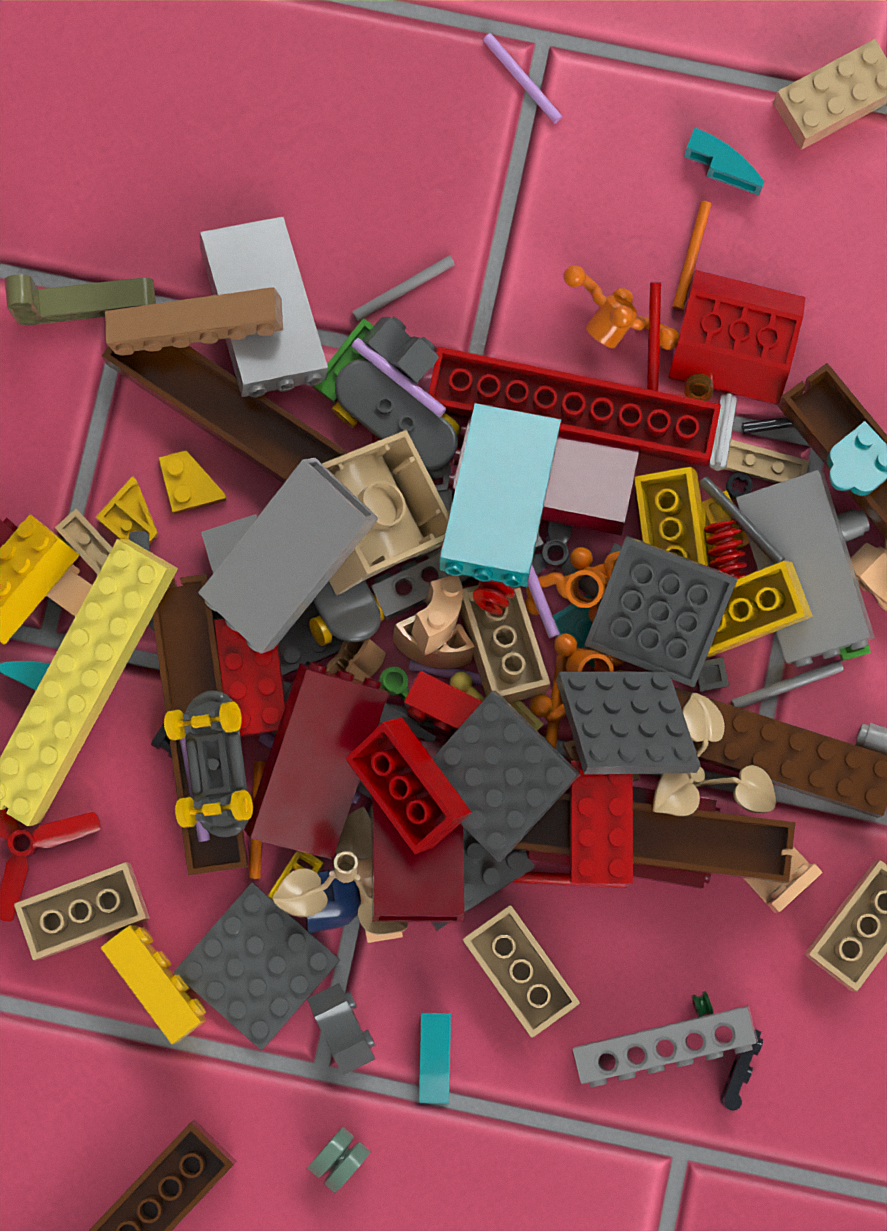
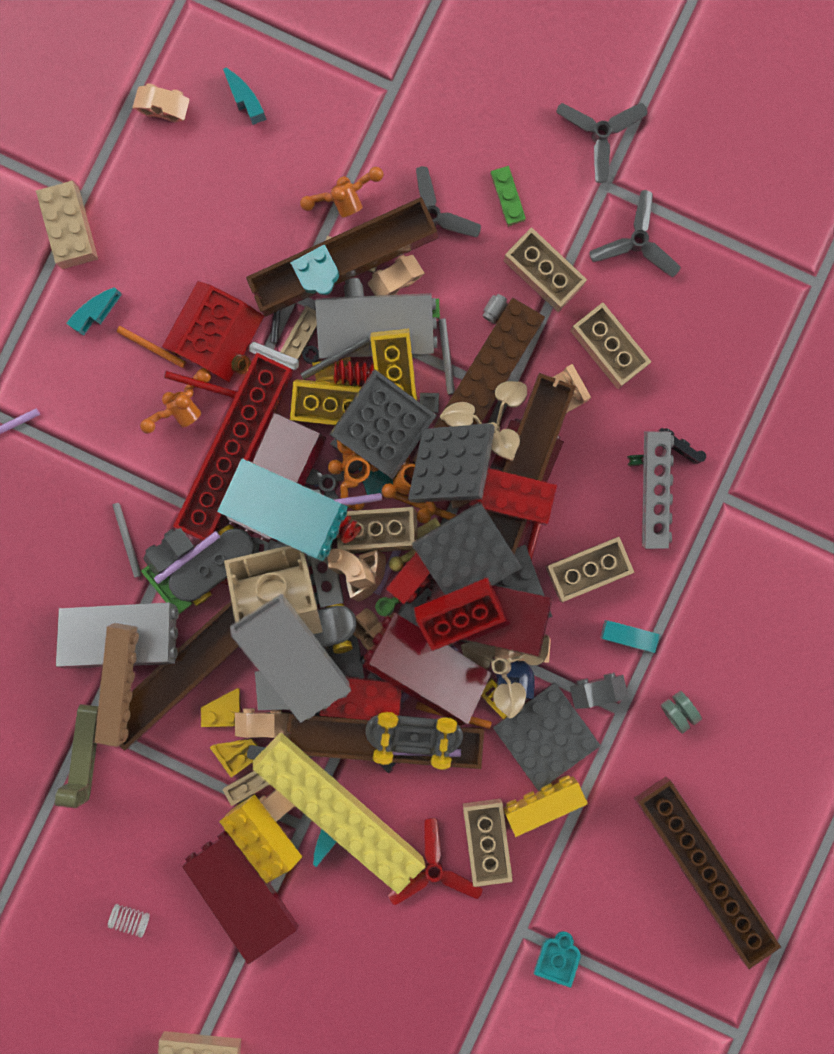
camera: 75 degrees left, 5 degrees up
(181, 539) = (260, 724): none -> light nougat brick

